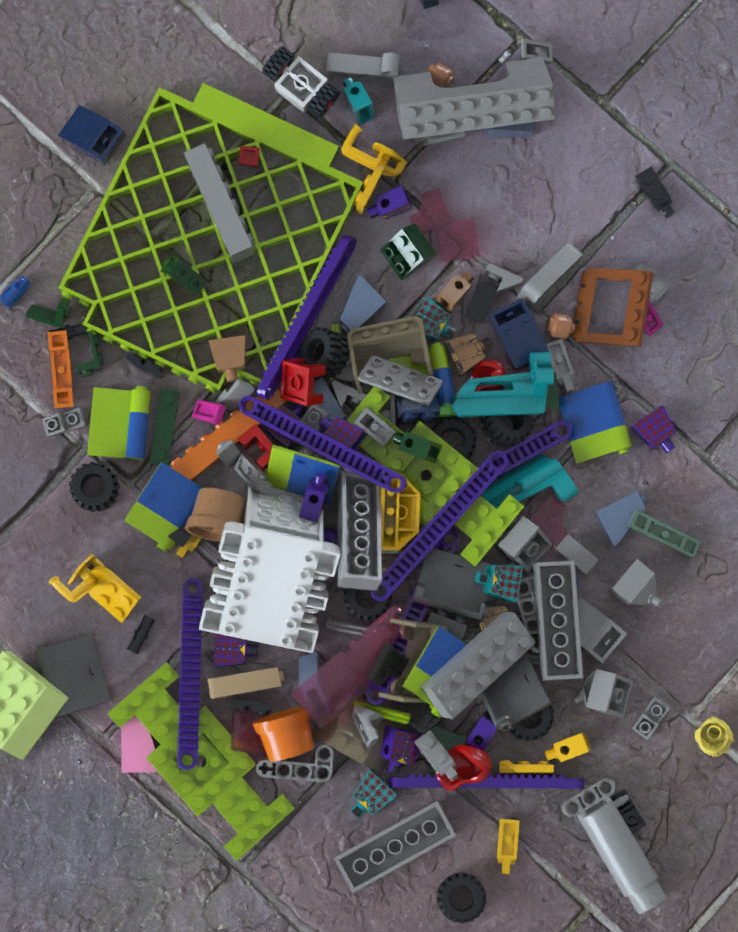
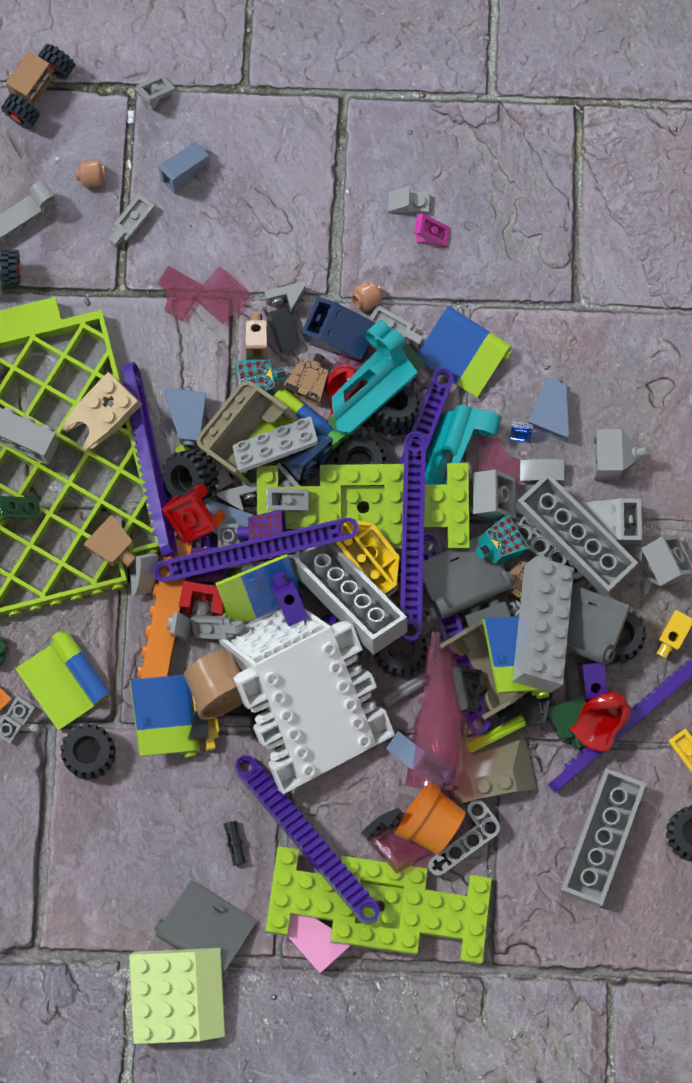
camera: 45 degrees left, 5 degrees down
(102, 586) = (170, 830): yellow plate -> none
(148, 368) = (50, 613): black slope -> none
(164, 427) = (104, 652): dark green plate -> none
(209, 412) = (133, 606): dark pink tile -> none
(232, 651) = (324, 790): torso -> none
(245, 683) = (359, 808): tan slope -> none
(295, 256) = (99, 417): none -> tan brick
(358, 101) = (40, 247): teal torso -> none
(365, 720) = (489, 753): light grey slope -> none
(371, 795) = (546, 811): torso -> none
(378, 165) = (100, 274): yellow plate -> none
(397, 200) = (143, 301): dark purple torso -> none
(399, 748) = (536, 751): dark purple torso -> none
(408, 251) = (187, 337): dark green slope -> none
(417, 446) = (344, 483): dark green torso -> none
(435, 110) = (106, 204): light grey arch -> none
(436, 755) = (573, 730): light grey hinge -> none
(525, 767) = (651, 681): yellow hinge -> none
(549, 275) = (323, 260): light grey beam -> none
(585, 514) = (521, 431): none -> clear blue tile
(636, 307) = (420, 229): dark orange hinge -> none
(655, 191) = (350, 125): black hinge -> none
(656, 430) = (518, 316): dark purple torso -> none
(664, 533) = (598, 393): sand green plate -> none

